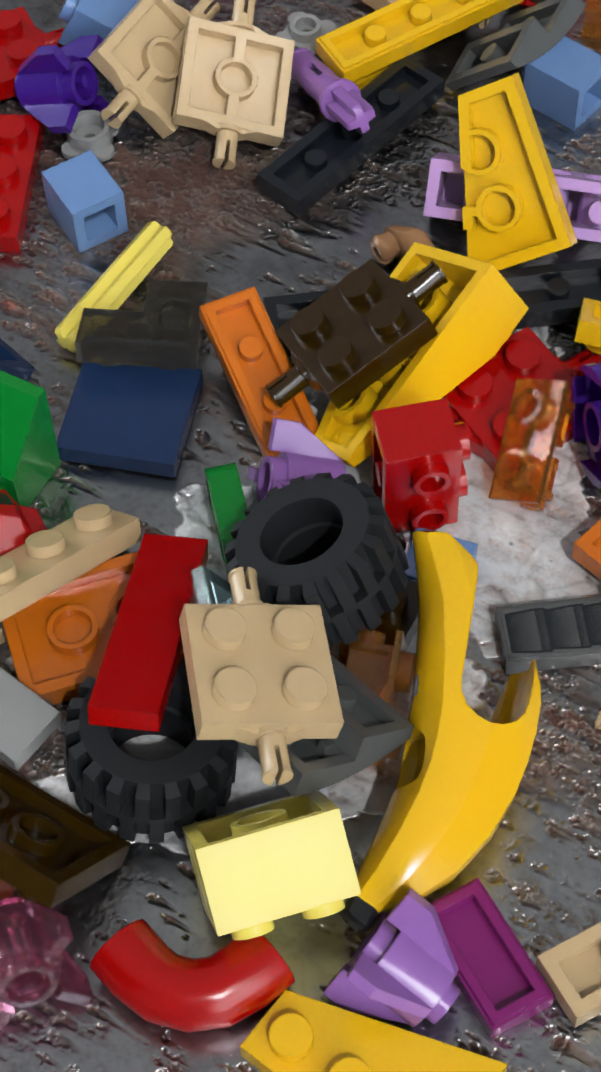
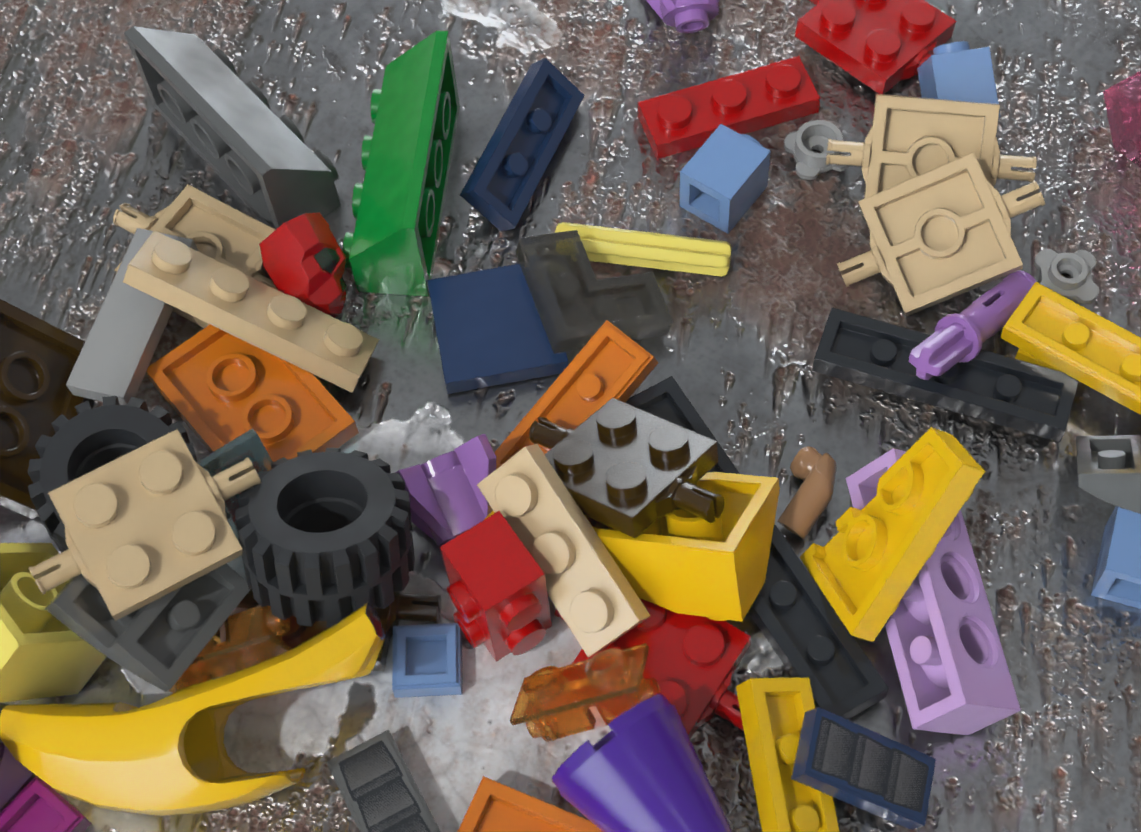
camera: 70 degrees right, 5 degrees up
(60, 83) = (847, 91): dark purple brick -> none
(147, 635) = (283, 419): red tile -> none
(225, 501) = (415, 440): green beam -> none
(473, 392) = (576, 564): none -> tan plate

